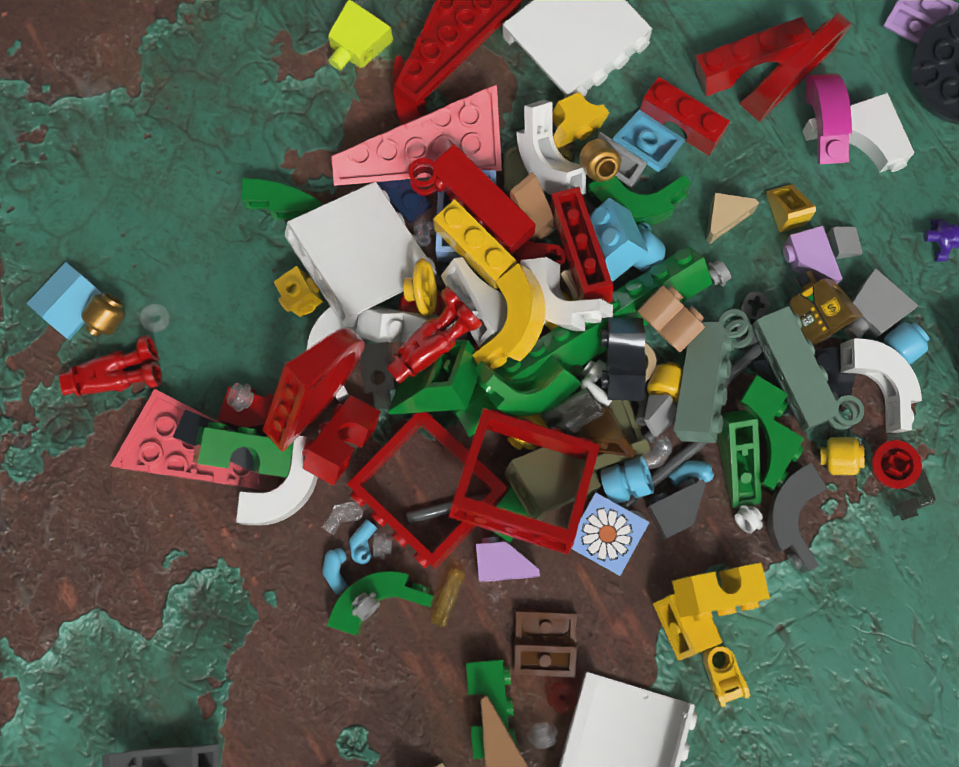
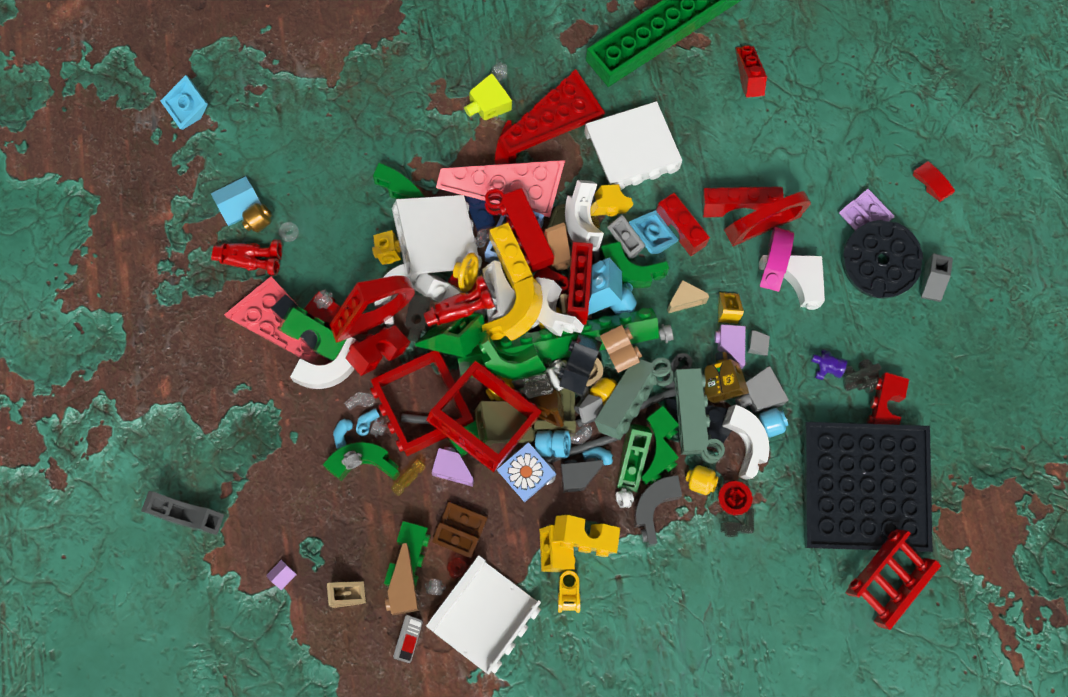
camera: 10 degrees right, 5 degrees down
(600, 160) = (614, 232): pearl gold head -> none

